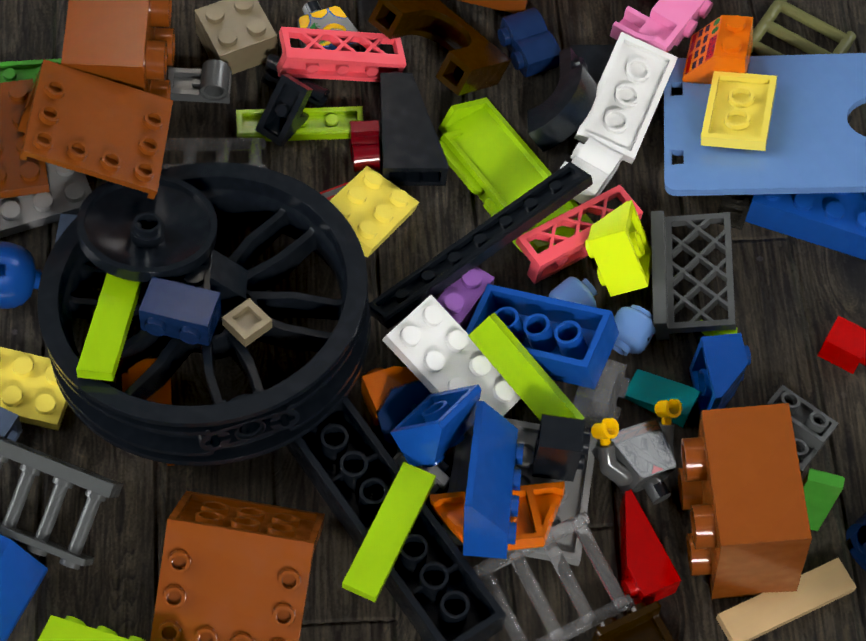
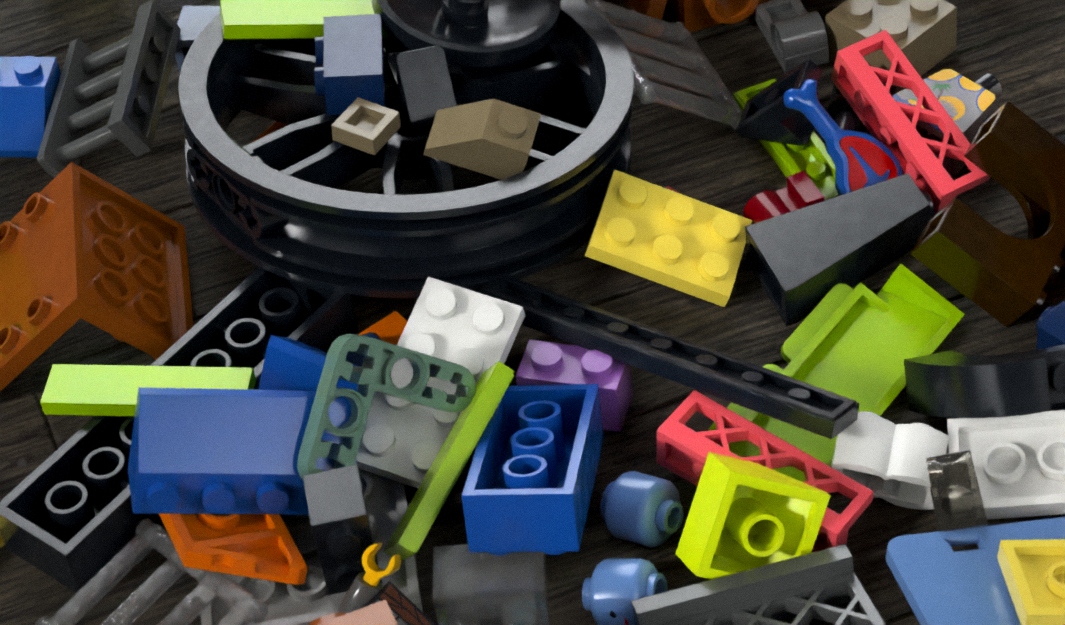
camera: 85 degrees right, 15 degrees down
(296, 258) = (484, 137): none -> dark tan slope
(350, 90) = (856, 155): none -> blue piece
(482, 379) = (372, 377): none -> sand green beam
(639, 146) = (955, 492): none -> clear smoke leg

